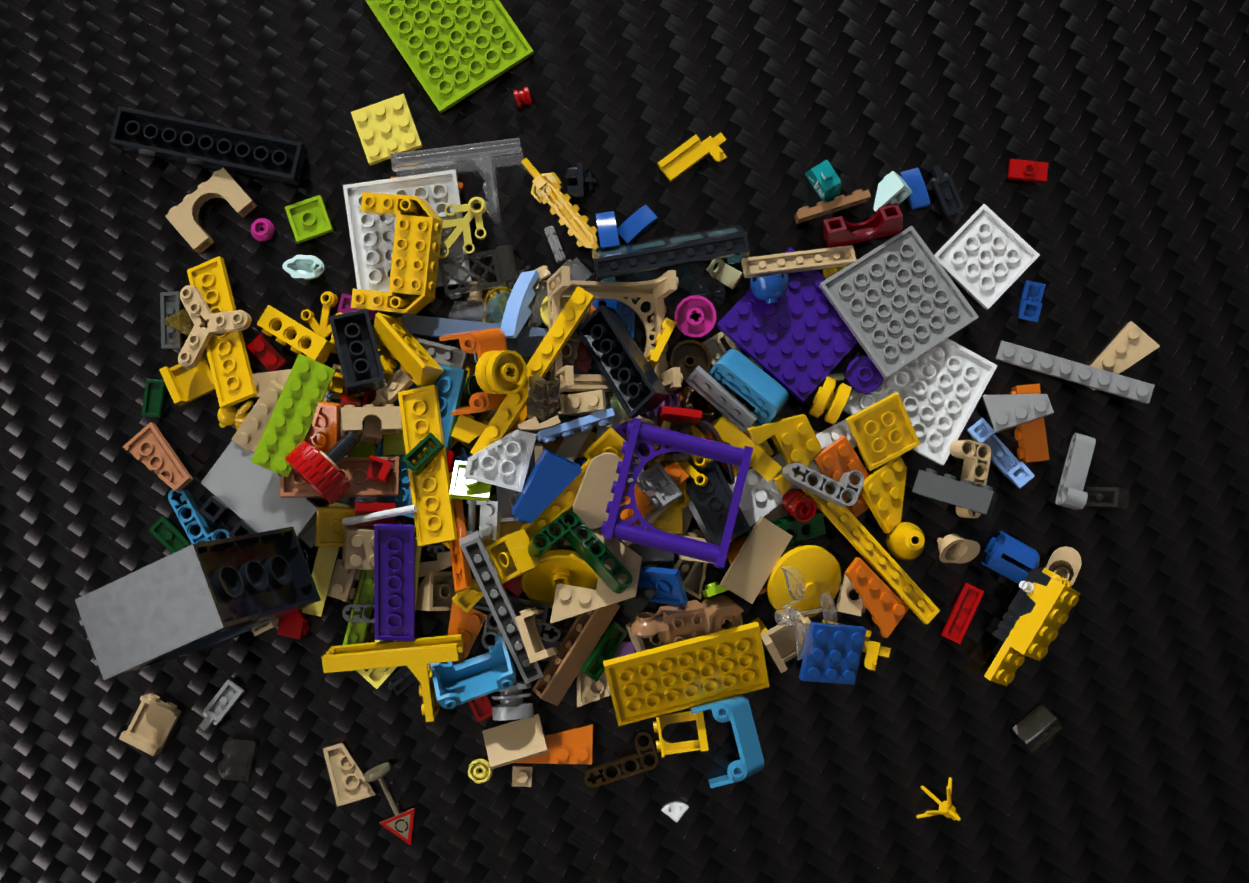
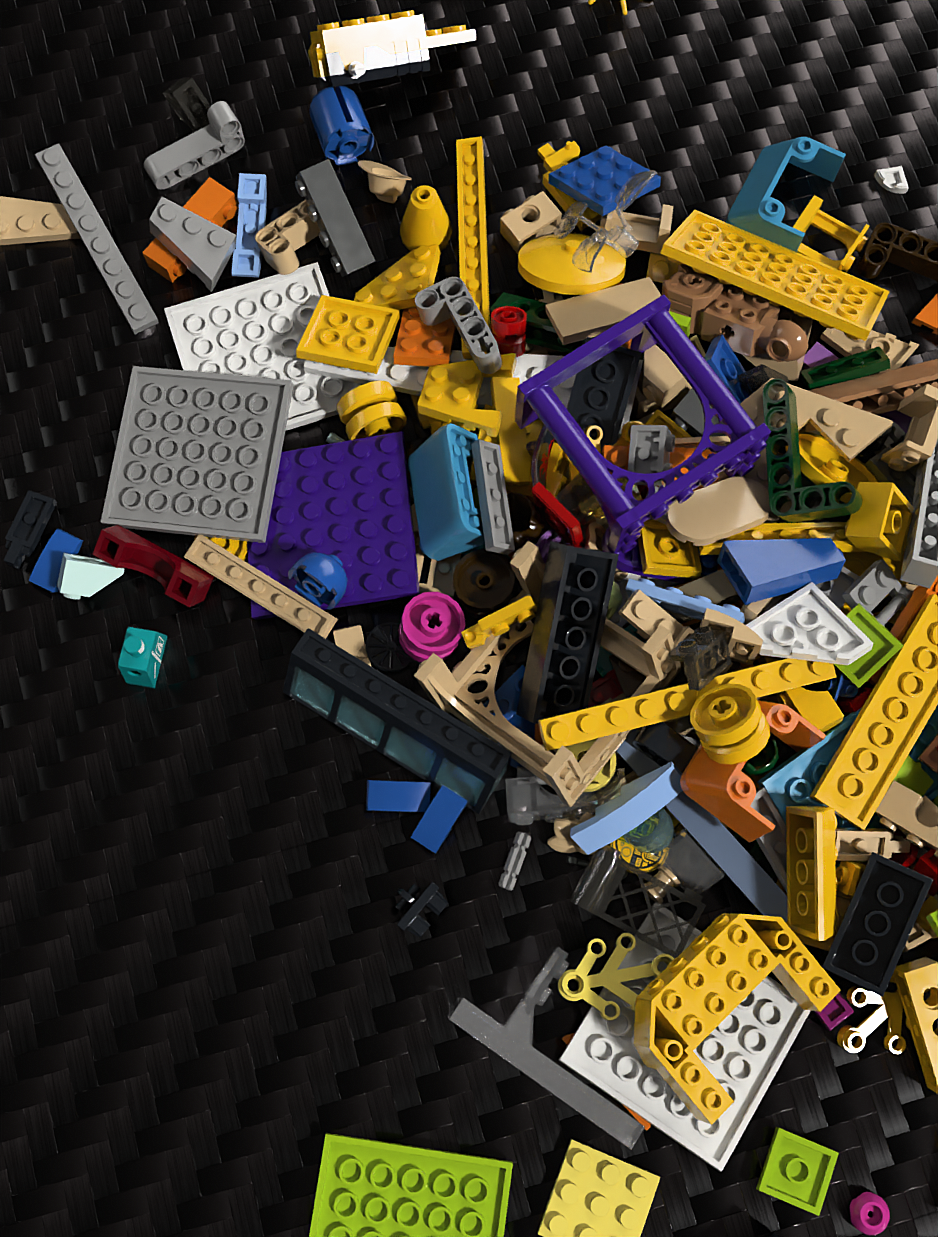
camera: 145 degrees left, 10 degrees down
(304, 267) = (854, 1109): light aqua arm -> none
(418, 449) = (920, 722): dark green slope -> none
(522, 97) = (392, 1083): red wheel -> none
(547, 189) = (465, 934): yellow bar -> none
(691, 153) = (258, 826): yellow piece -> none
(840, 202) = (172, 624): medium nougat plate -> none
(860, 378) = (310, 413): dark purple tile -> none
(880, 600) = (508, 195): orange wing -> none
(962, 613) = (436, 121): red plate -> none
(985, 256) = (59, 426): white plate -> none
(1031, 301) = (66, 342): blue slope -> none
(1066, 563) = (294, 77): tan piece -> none

